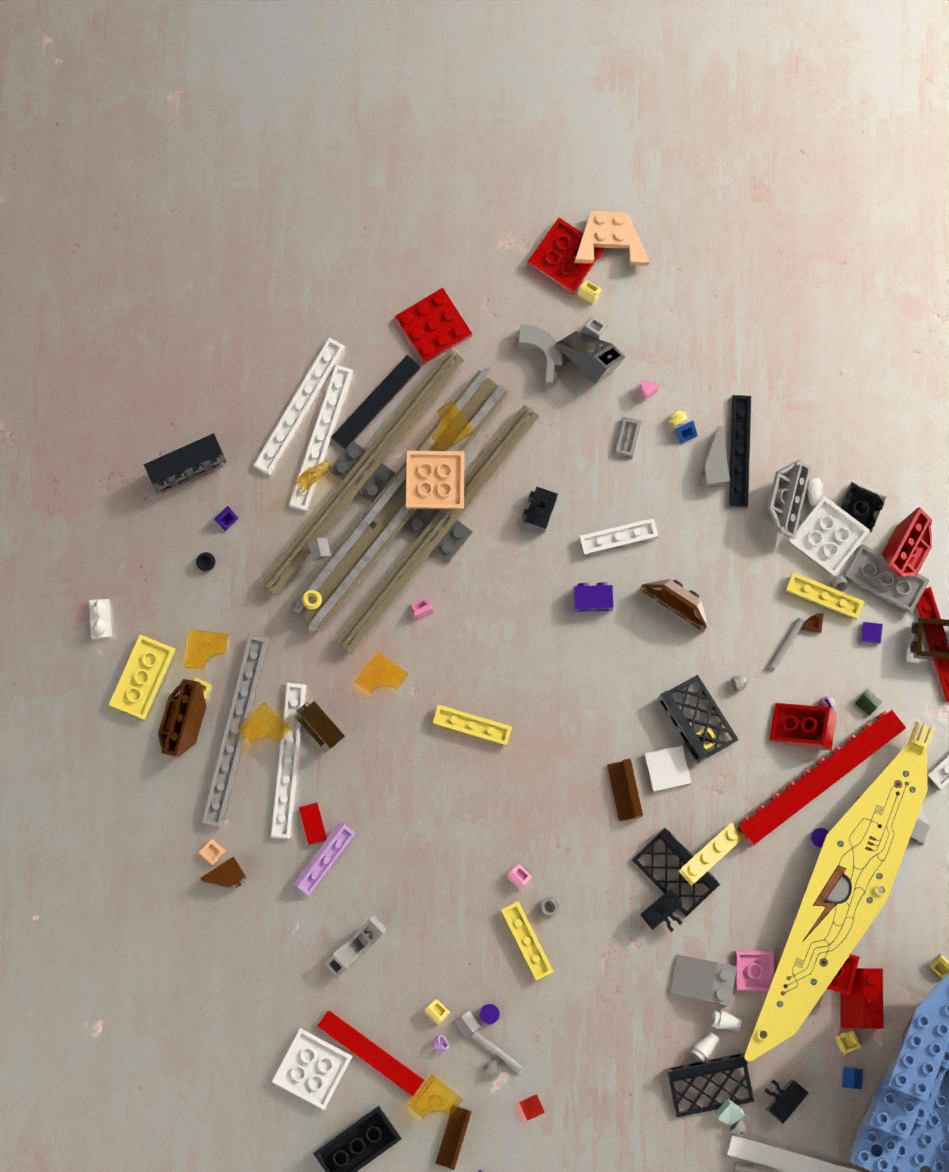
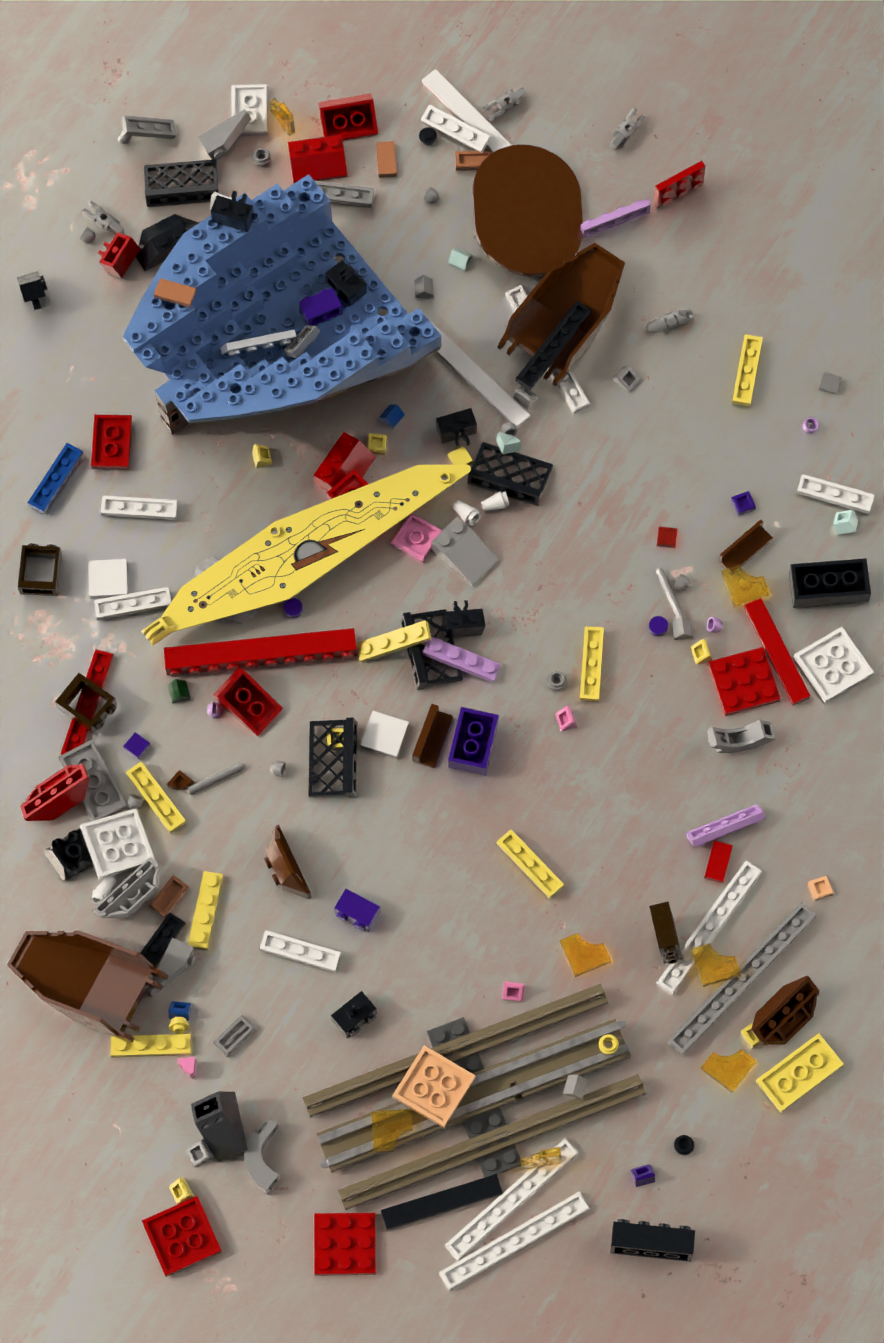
camera: 145 degrees left, 10 degrees down
(100, 618) = (809, 1149): white tile -> none
(227, 875) = (819, 860): reddish brown slope -> none
(383, 1006) = (744, 681): none -> red plate
(586, 803) = (473, 741): none -> dark purple brick
(610, 231) = (126, 1233): light nougat wing -> none
(643, 875) = (461, 659): none -> lavender plate
(690, 390) = (152, 1045): none -> light yellow plate
(719, 526) = (205, 910): none -> light yellow plate
(757, 520) = (168, 896): none -> nougat tile
(764, 1072) = (460, 456): none -> light yellow tile
(777, 404) = (86, 978): none -> reddish brown windscreen

